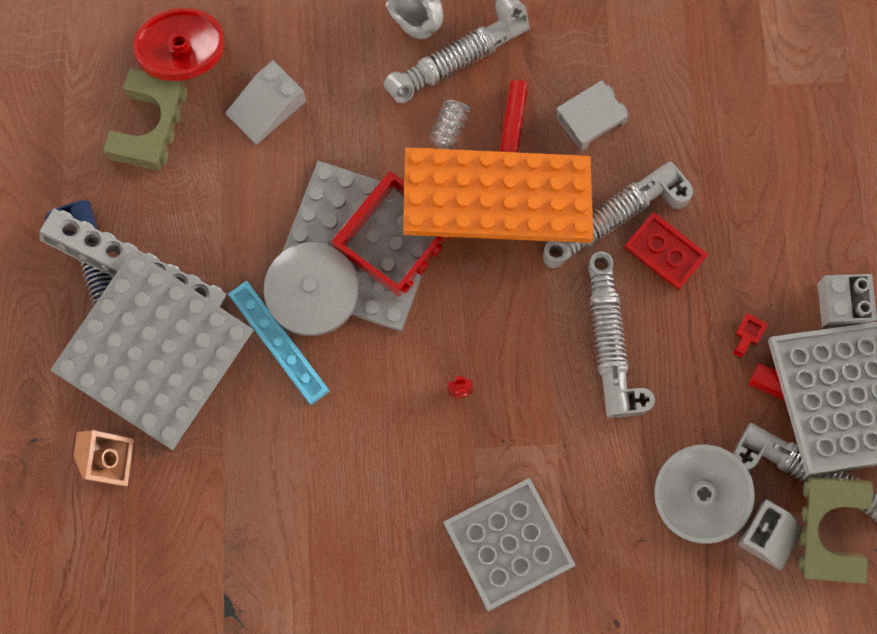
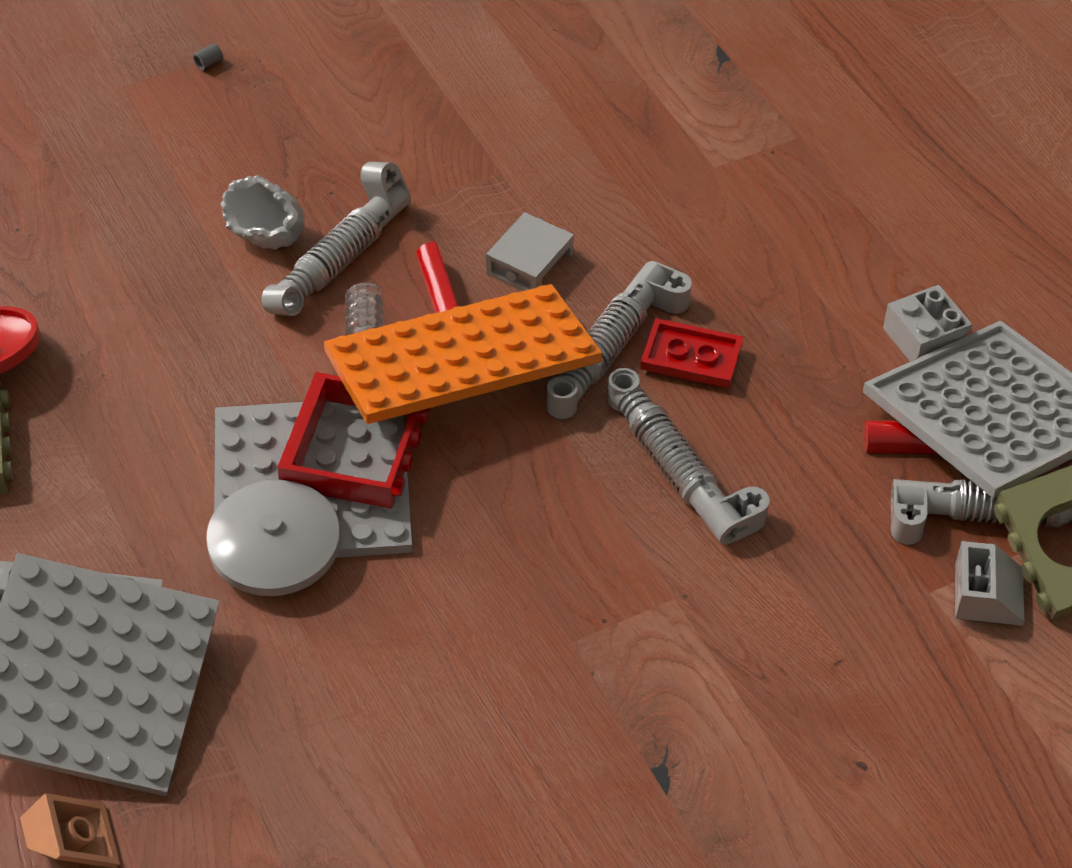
camera: 25 degrees left, 25 degrees down
(266, 102) = (120, 370): light grey slope -> none
(278, 343) = (265, 622): medium azure tile -> none
(460, 387) = (521, 574): red plate -> none
(509, 544) = (675, 726): light grey plate -> none
(704, 493) = (884, 571): light grey dish -> none
(750, 332) = (836, 395): red plate -> none

